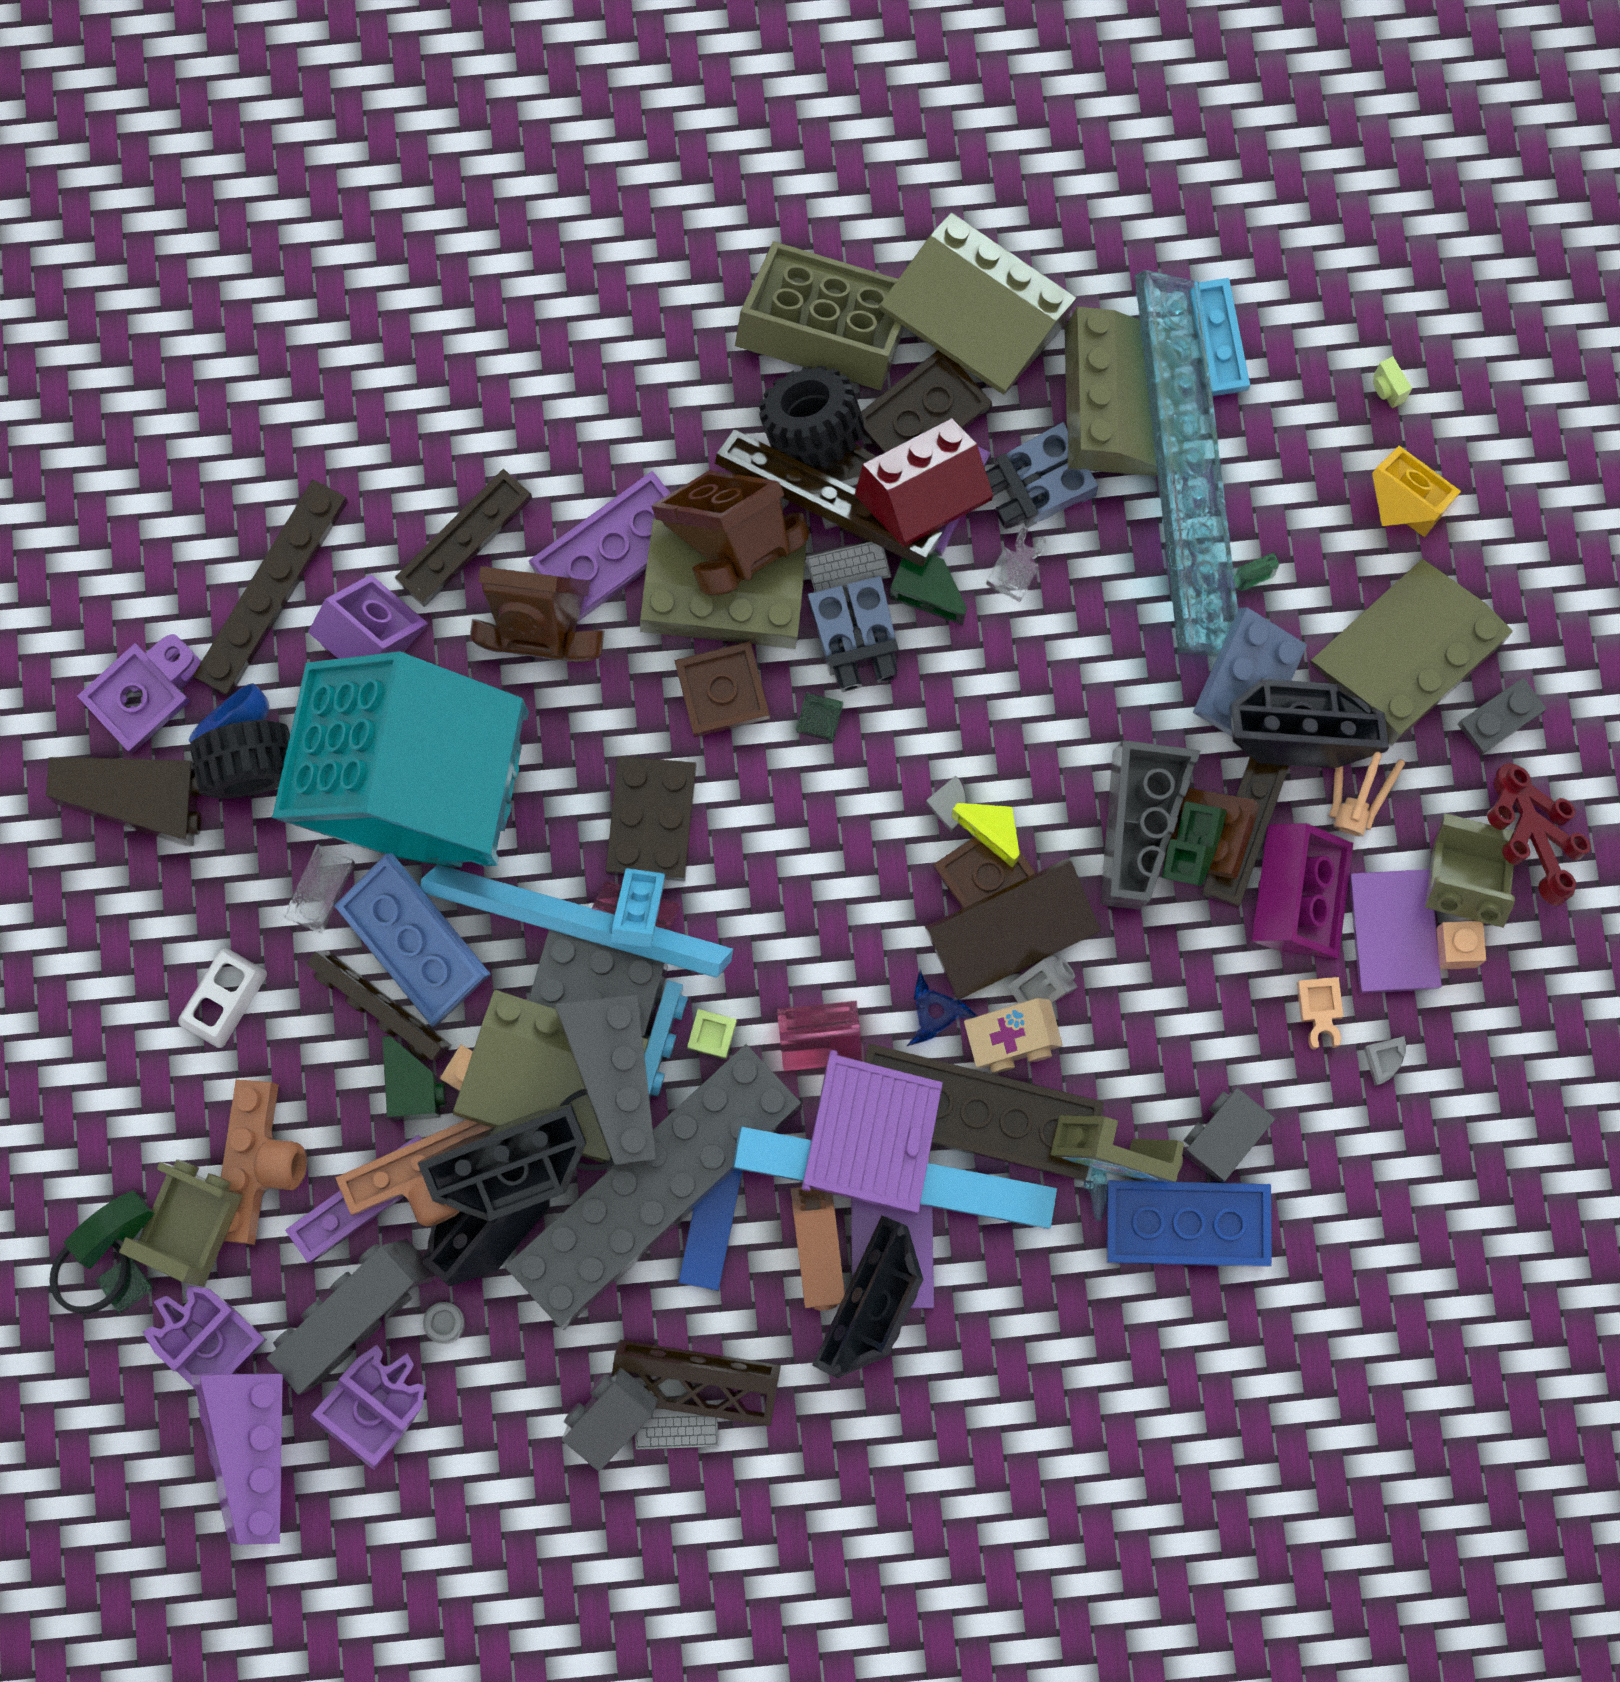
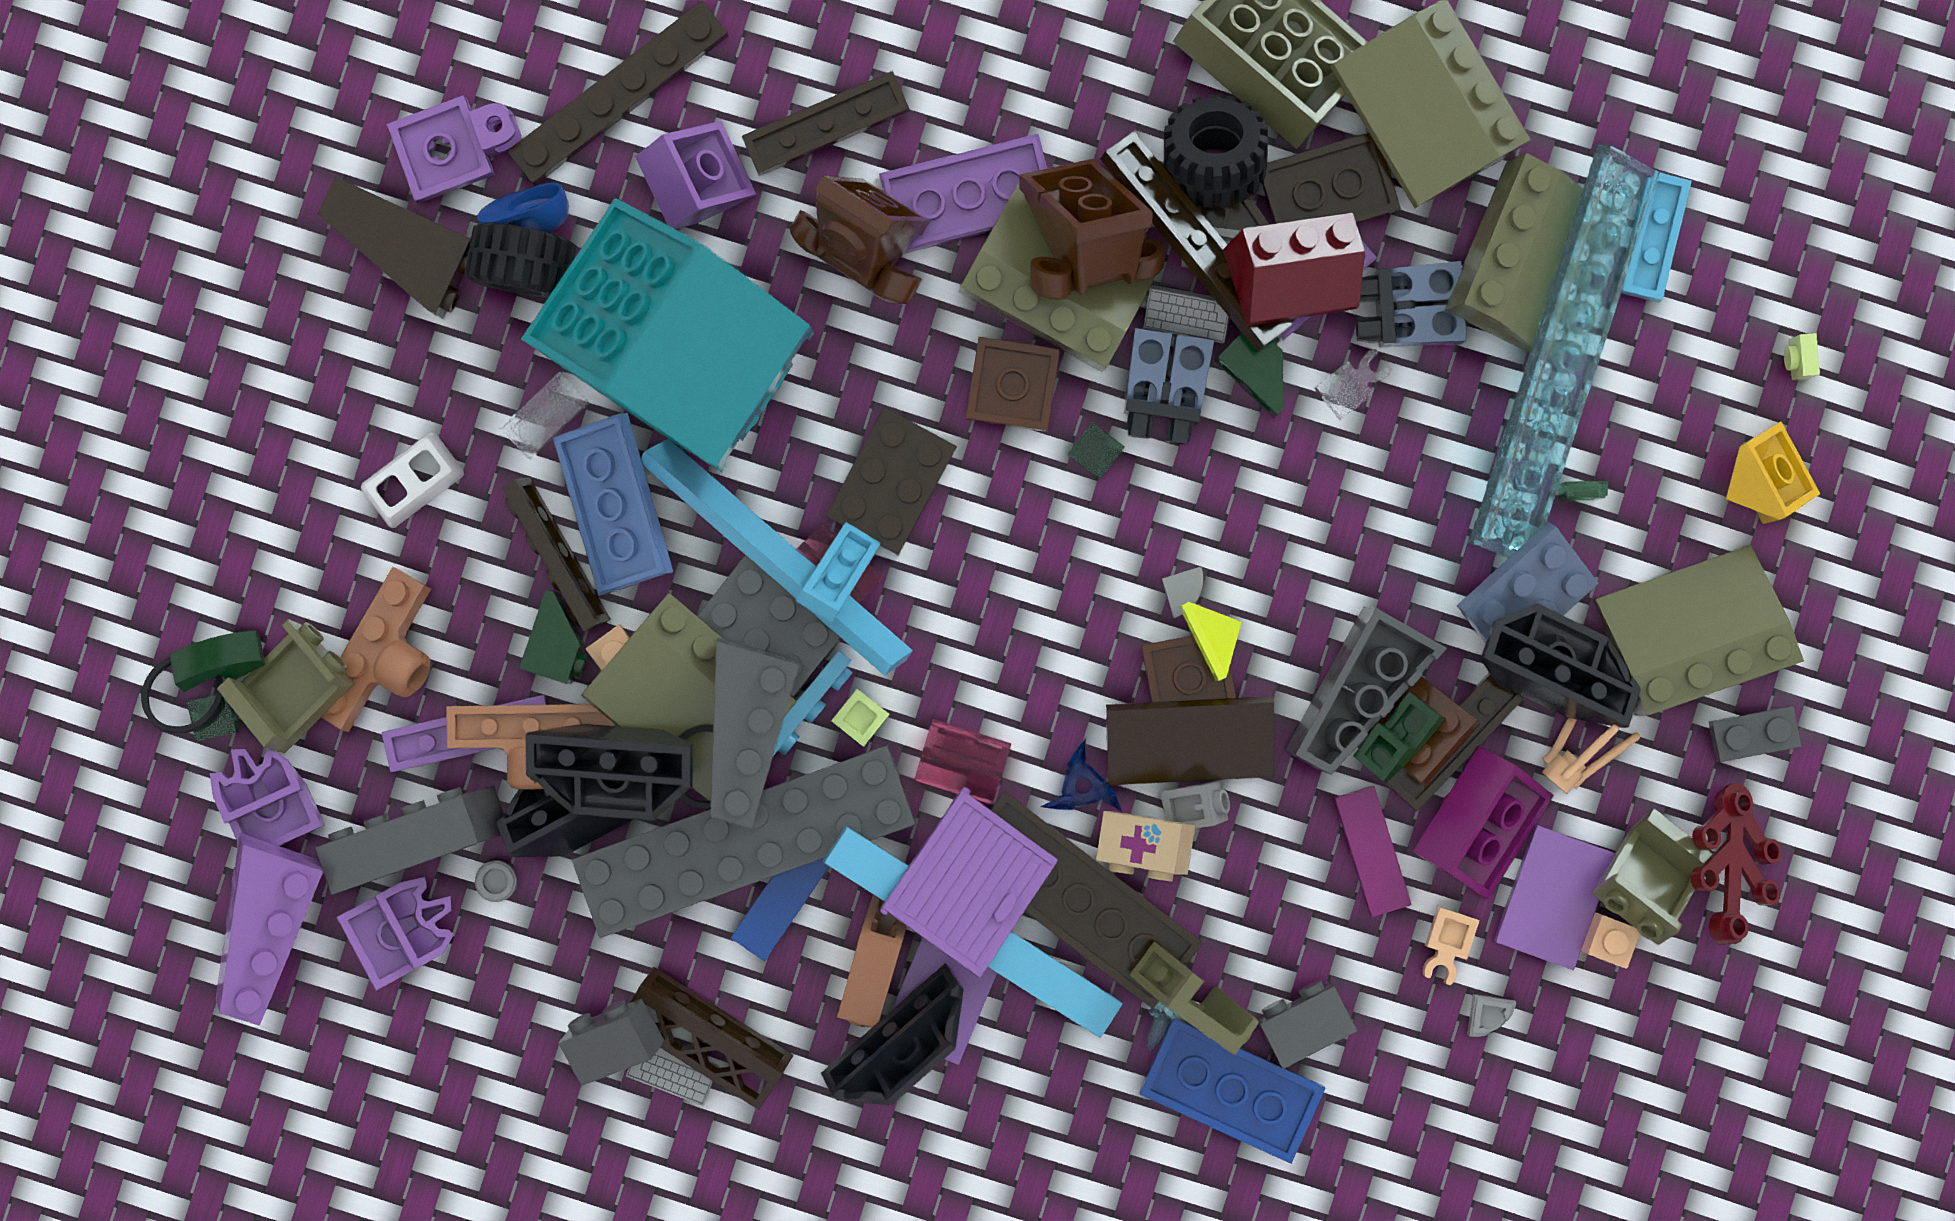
camera: 20 degrees right, 10 degrees up
(1217, 959) = (1372, 851): none -> magenta tile

